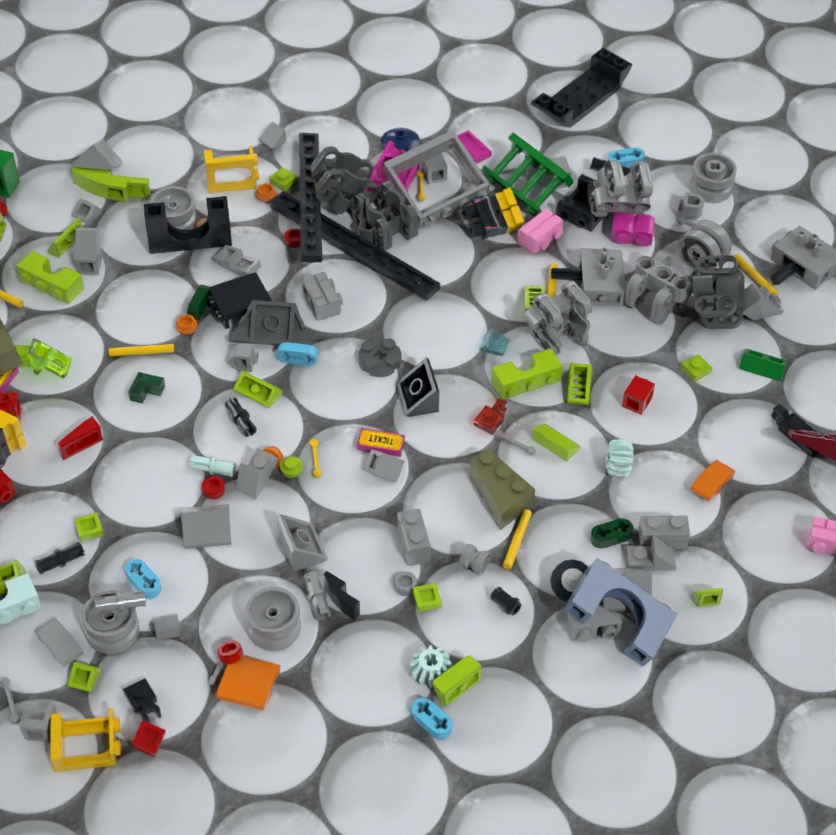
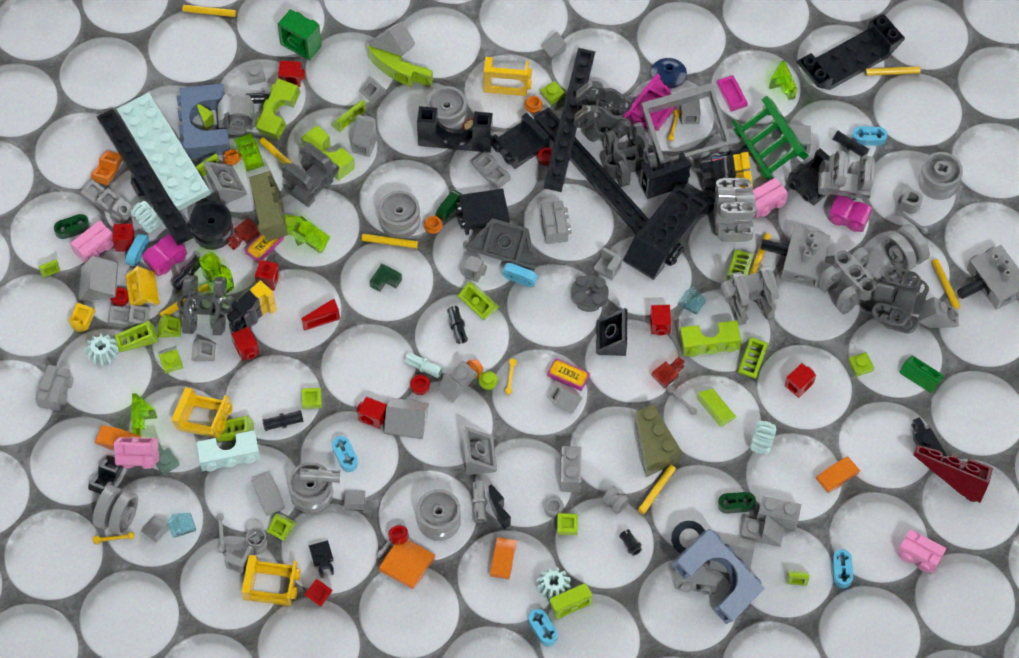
camera: 15 degrees right, 10 degrees up
(35, 299) = (319, 174): none -> dark grey piece
(57, 694) = (254, 537): none -> light grey wheel
(146, 319) = (399, 214): none -> light grey wheel
(164, 526) = (371, 412): none -> red brick
(263, 228) = (521, 142): none -> black panel
(362, 651) = (503, 558): none -> orange slope
(392, 324) = (608, 264): none -> light grey panel
(429, 231) = (665, 179): none -> black panel
(444, 280) = (667, 229): none -> black slope
(458, 306) = (672, 258): none -> black pin
(466, 366) = (660, 319): none -> red brick
(511, 242) = (733, 214): none -> light grey piece
(523, 123) = (783, 79): none -> clear neon green slope
(628, 99) = (892, 71): none -> yellow bar
(758, 575) = (838, 569): none -> medium azure beam

